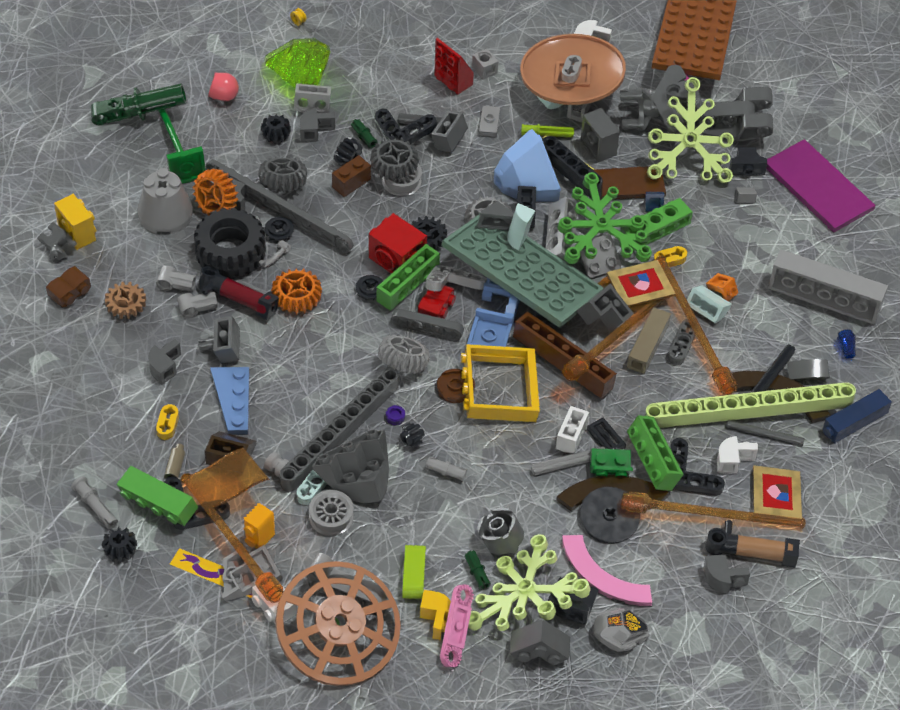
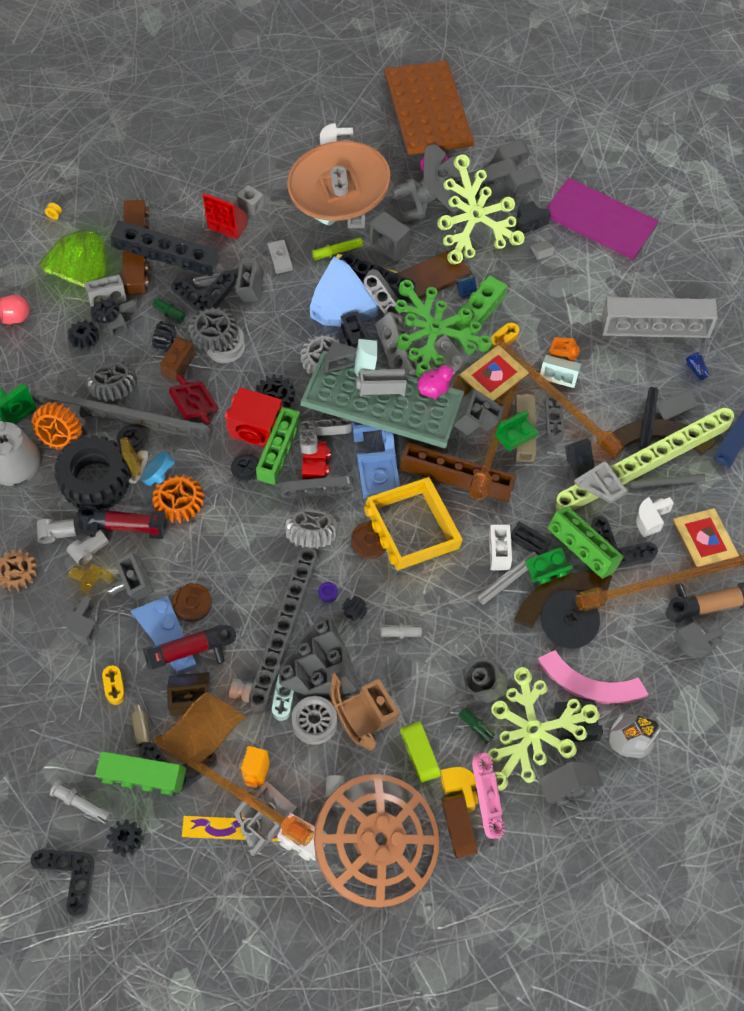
camera: 20 degrees left, 10 degrees up
(64, 553) = (72, 867): none -> black beam
(184, 329) = (88, 578): none -> clear yellow bracket
(247, 410) = (160, 655): none -> piece
(268, 240) = (130, 457): none -> clear yellow tile
(268, 381) = (192, 602): none -> reddish brown tile
(285, 261) = (156, 468): none -> dark azure tile
(309, 116) = (98, 315): none -> black gear
(349, 214) = (193, 400): none -> dark red plate
(358, 70) = (135, 266): none -> reddish brown brick
(379, 522) = (364, 712): none -> medium nougat piece
(383, 77) = (164, 248): none -> black brick
(419, 644) = (459, 826): none -> reddish brown beam
(525, 250) = (381, 382): none -> light grey window
(568, 171) = (381, 286): none -> light grey beam
(577, 267) = (435, 382): none -> dark pink piece
(634, 335) = (515, 431): none -> green bracket
(688, 381) = (580, 457): none -> black brick
(694, 406) = (602, 483): none -> light grey wing

